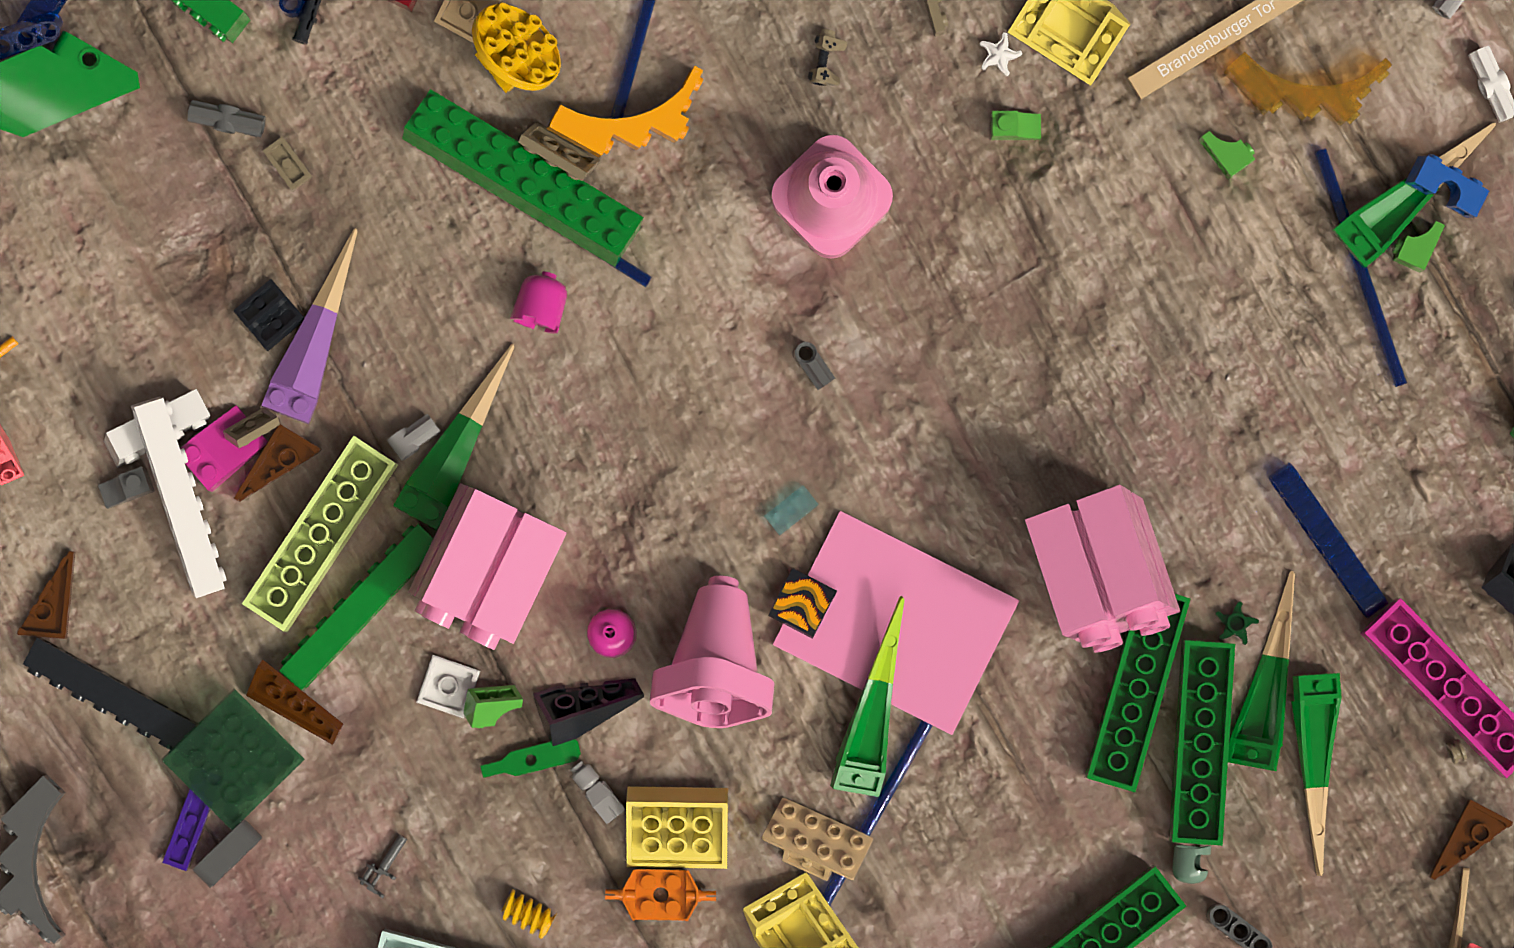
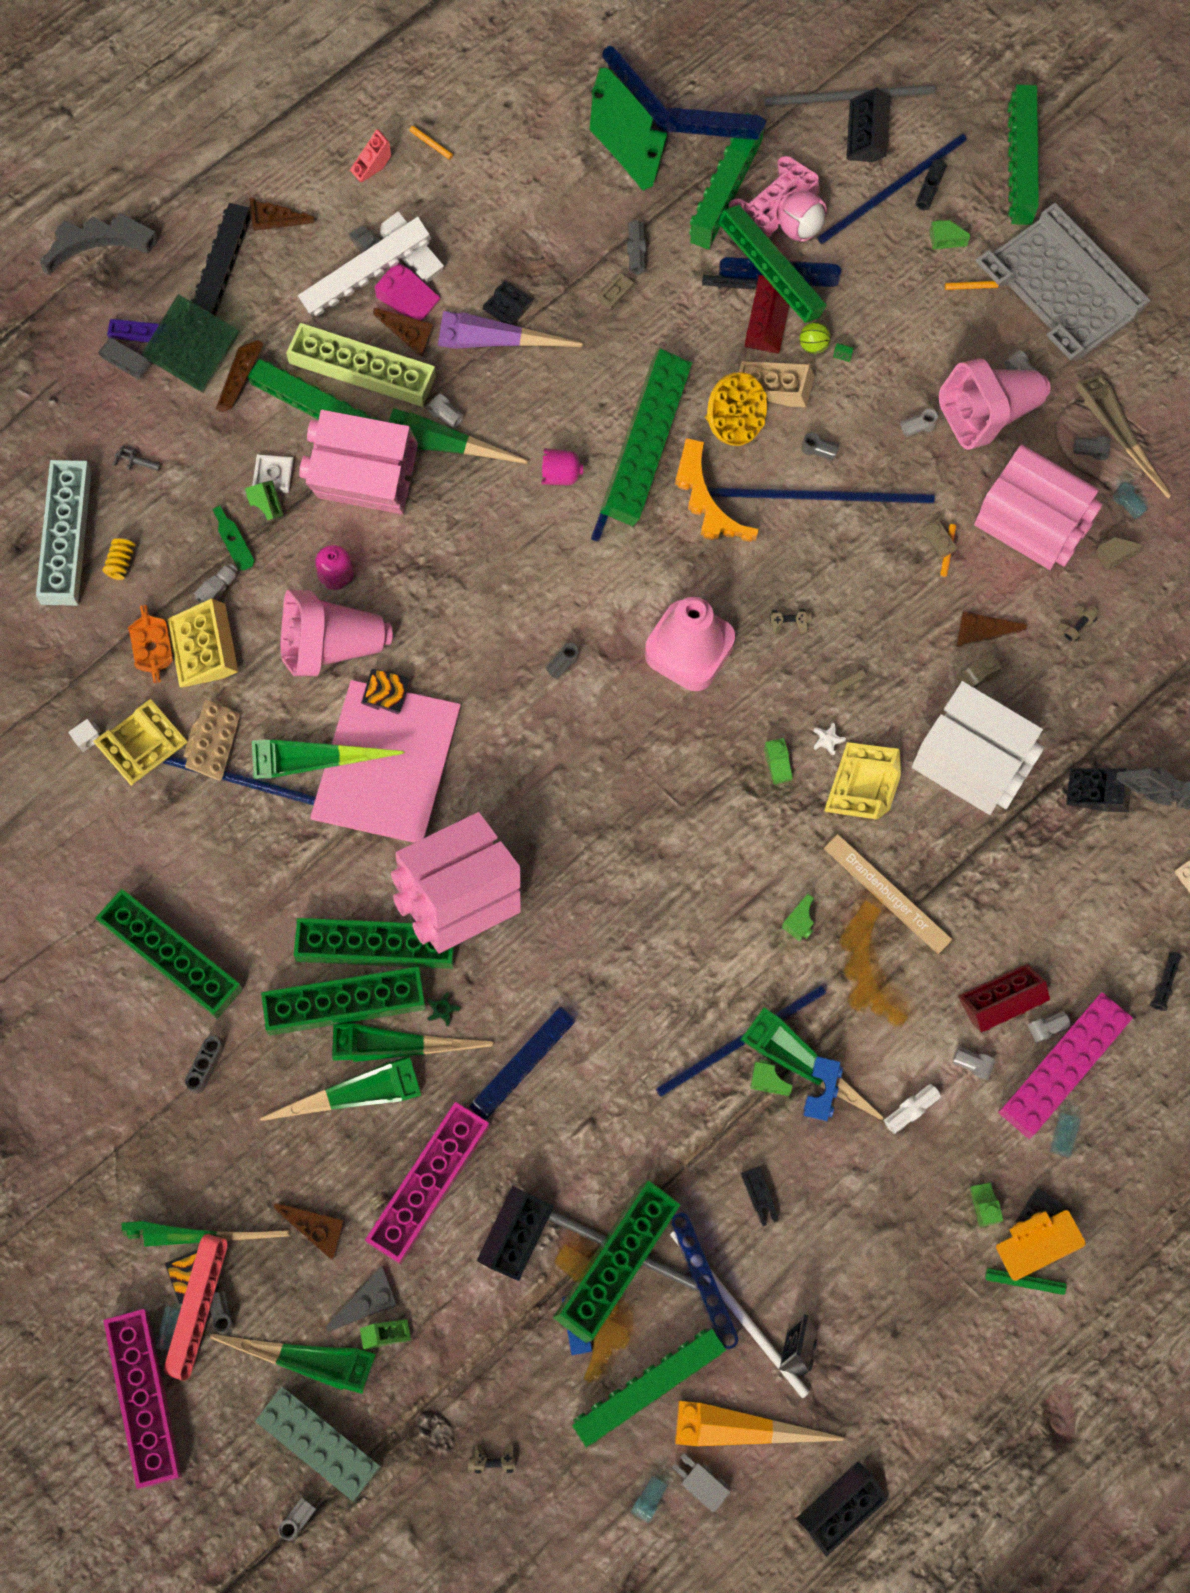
camera: 75 degrees right, 15 degrees down
(251, 427) = (422, 302): dark tan plate -> none
(558, 151) = (670, 454): dark tan plate -> none
(575, 711) = (272, 556): black wedge -> none
(791, 510) = (453, 672): clear light blue plate -> none
(1186, 863) = (248, 1008): sand green helmet -> none

